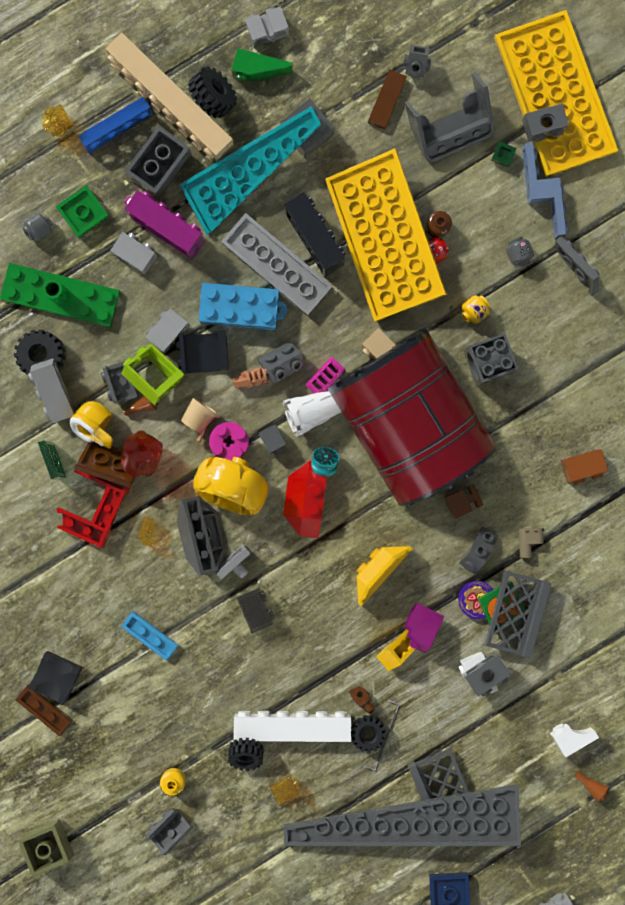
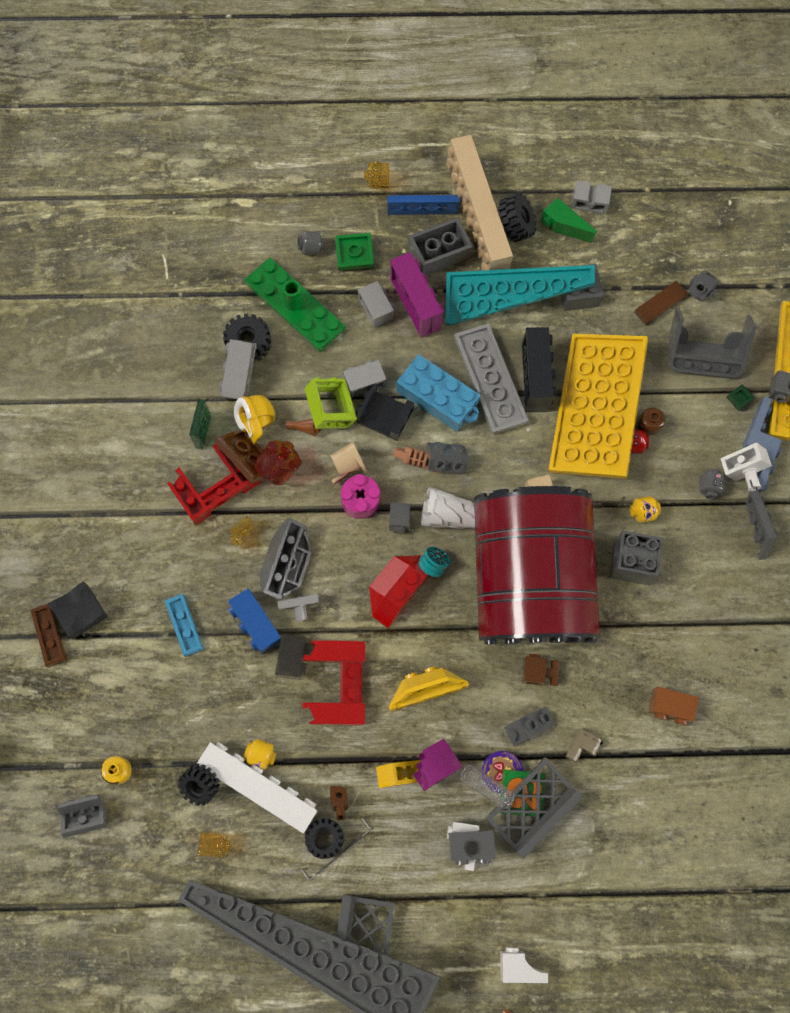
camera: 30 degrees right, 15 degrees down
(119, 387) = (295, 401): dark grey bracket -> none
(206, 599) = (254, 621): none -> blue brick
(231, 485) = (338, 529): yellow wheel -> none
(278, 700) = (260, 754): none -> yellow head
(328, 622) = (350, 709): none -> red wedge
(336, 365) = (475, 486): dark pink slope -> none
(474, 620) = (490, 780): none -> clear piece
(541, 219) = (746, 464): none -> white brick

